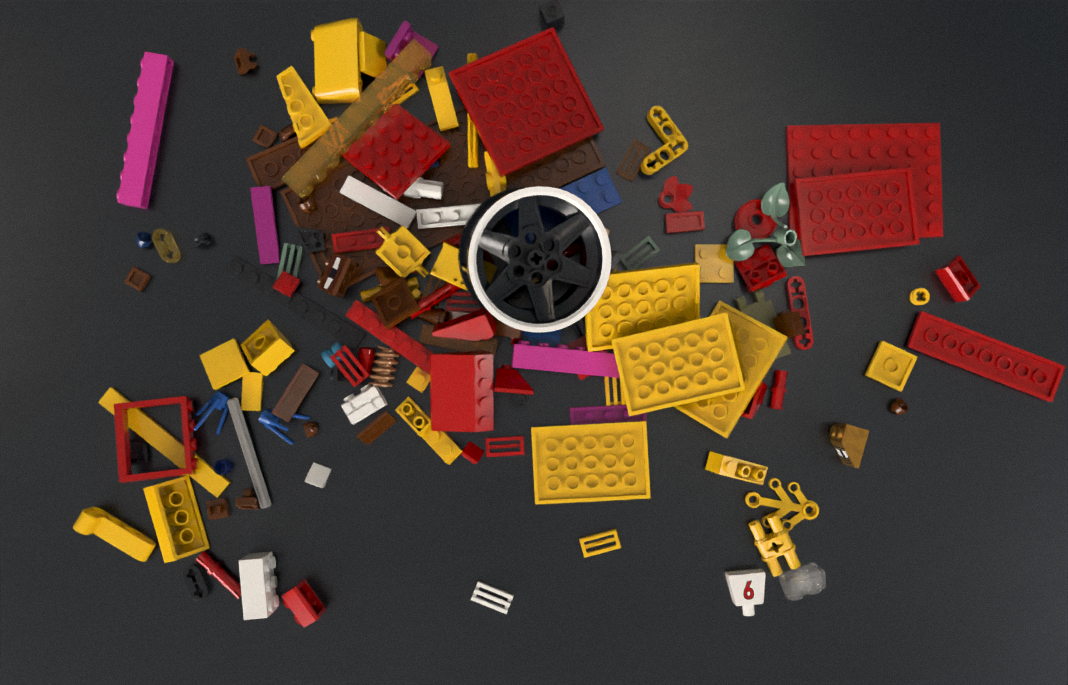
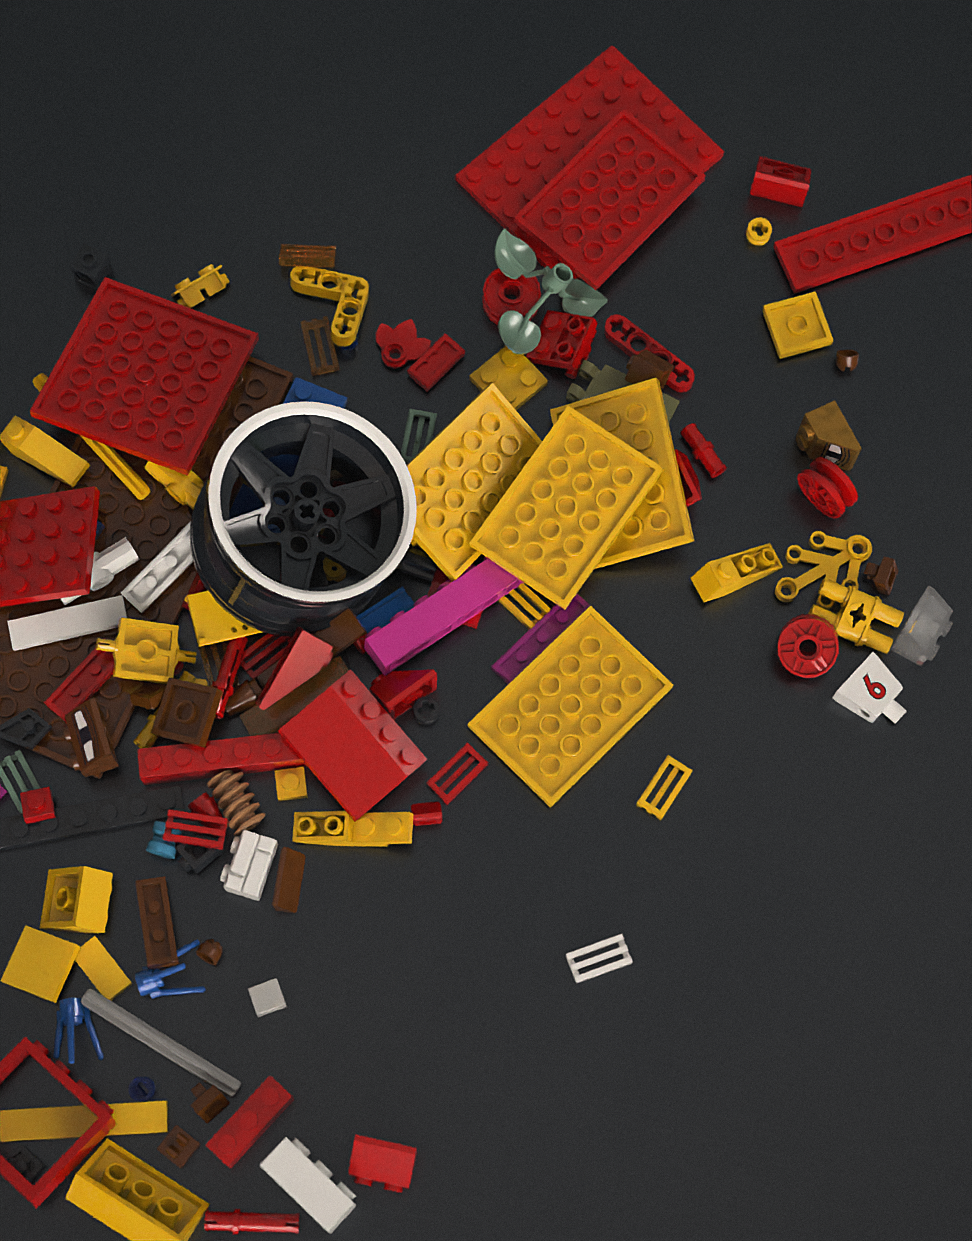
camera: 45 degrees left, 15 degrees down
(258, 529) = (250, 1122): none -> red brick
(592, 71) = (209, 280): none -> yellow hinge
(670, 104) = (307, 255): none -> clear orange tile
(733, 550) = (808, 663): none -> red wheel
(808, 535) = (882, 575): none -> reddish brown tile
(823, 468) = (827, 487): none -> red wheel

